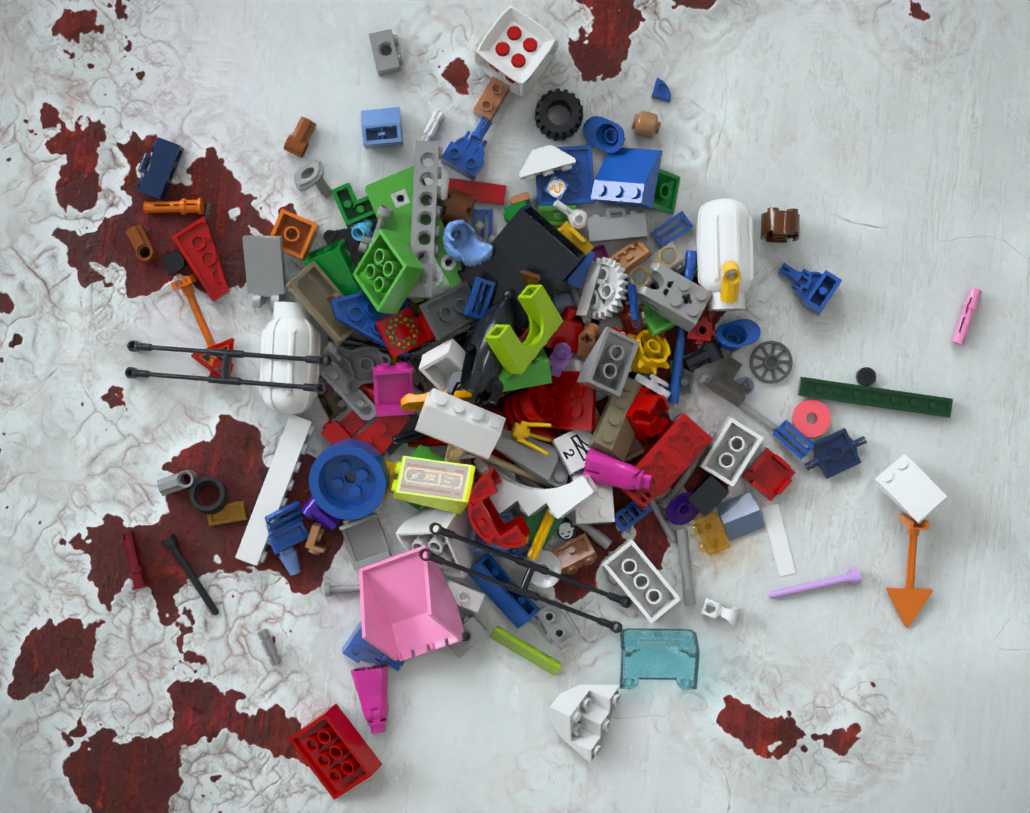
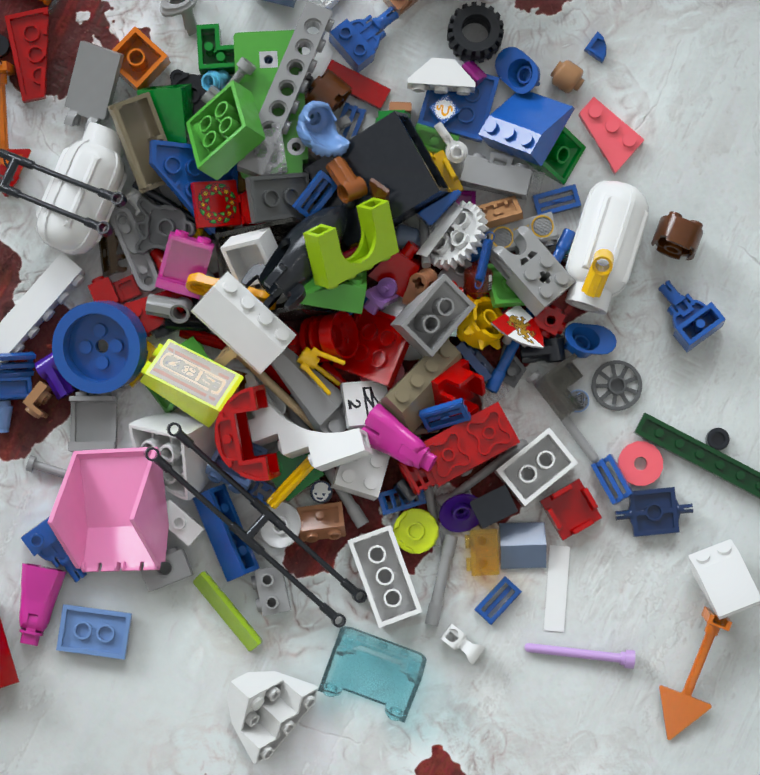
camera: 15 degrees right, 5 degrees down
(393, 428) = (167, 307): none -> light grey piece
(426, 704) = (94, 631): none -> medium blue plate
(504, 281) = (348, 185): none -> dark orange piece
(569, 148) = (474, 72): none -> magenta slope
(632, 508) = (404, 491): none -> black tile
(645, 439) = (443, 412): none -> blue tile
(652, 535) = (416, 531): none -> neon yellow tile
(680, 346) = (519, 327): none -> shield
(697, 159) = (610, 133): none -> coral wing
(729, 562) = (510, 586): none -> blue tile

